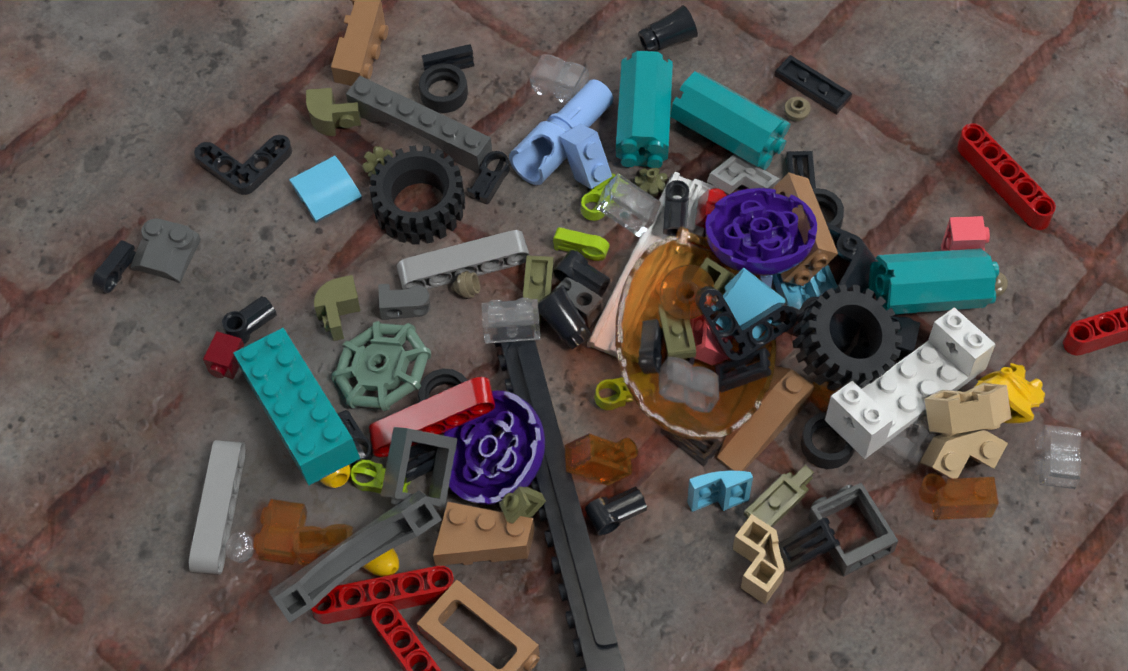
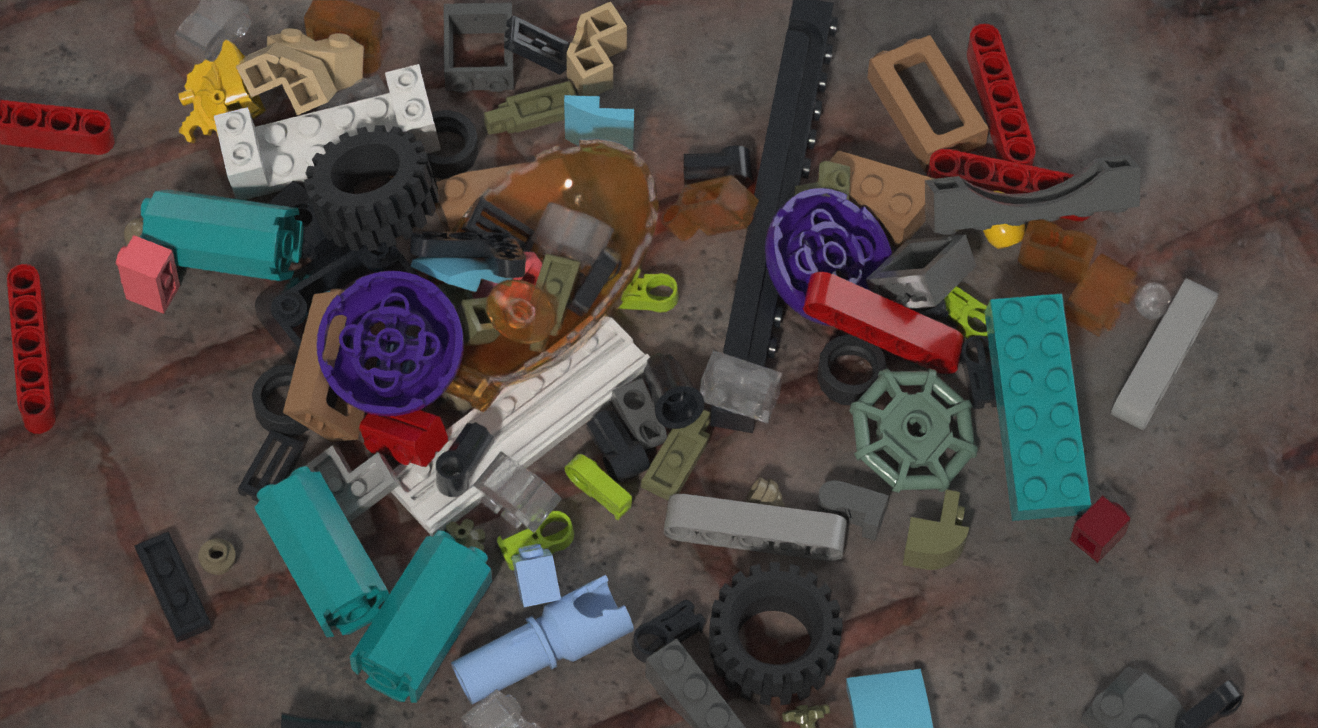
camera: 160 degrees left, 0 degrees up
(248, 319) = (1053, 564): black piece -> none

